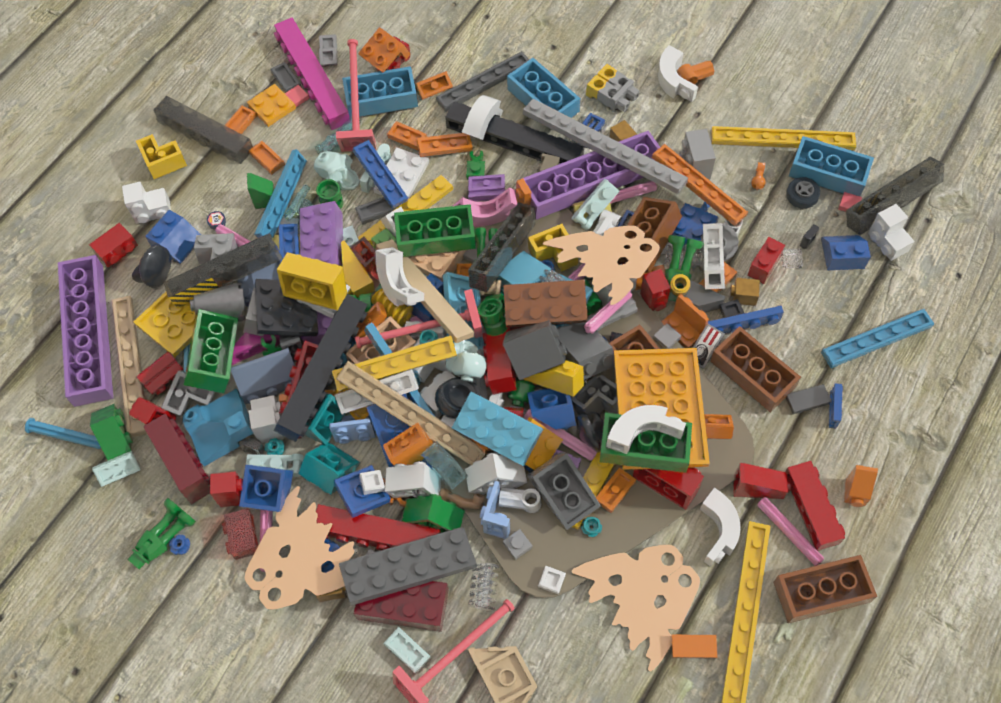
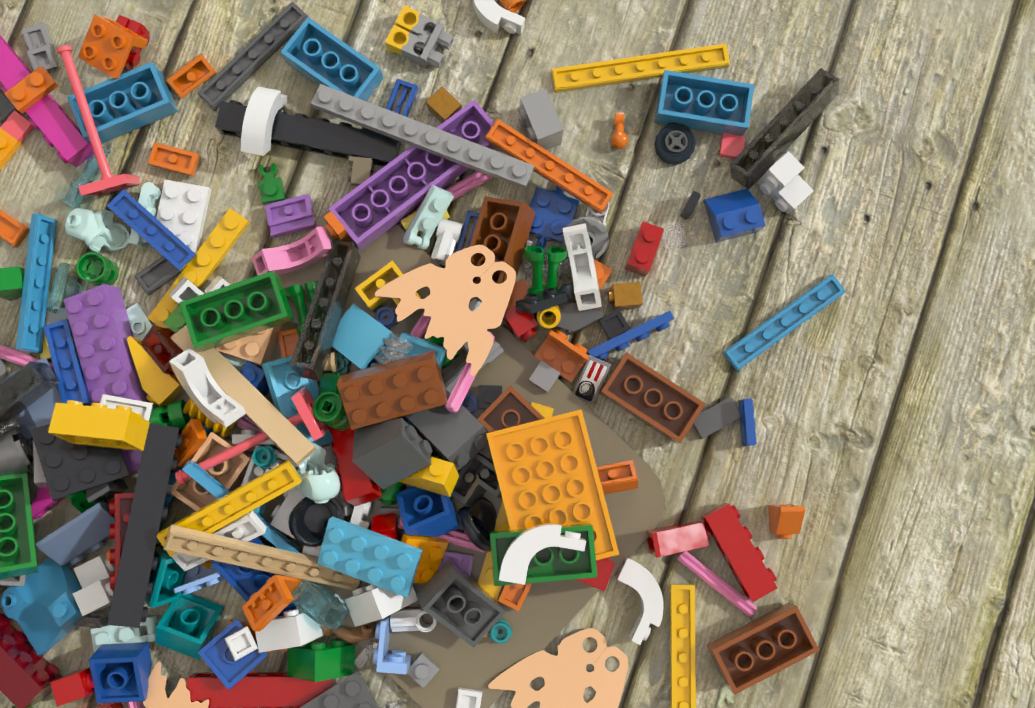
camera: 20 degrees left, 20 degrees up
(317, 70) = (31, 89): none -> orange plate
(444, 144) = (221, 166): orange plate -> none
(471, 518) = (365, 654): none -> clear tile
(670, 268) = (548, 298): none -> black plate

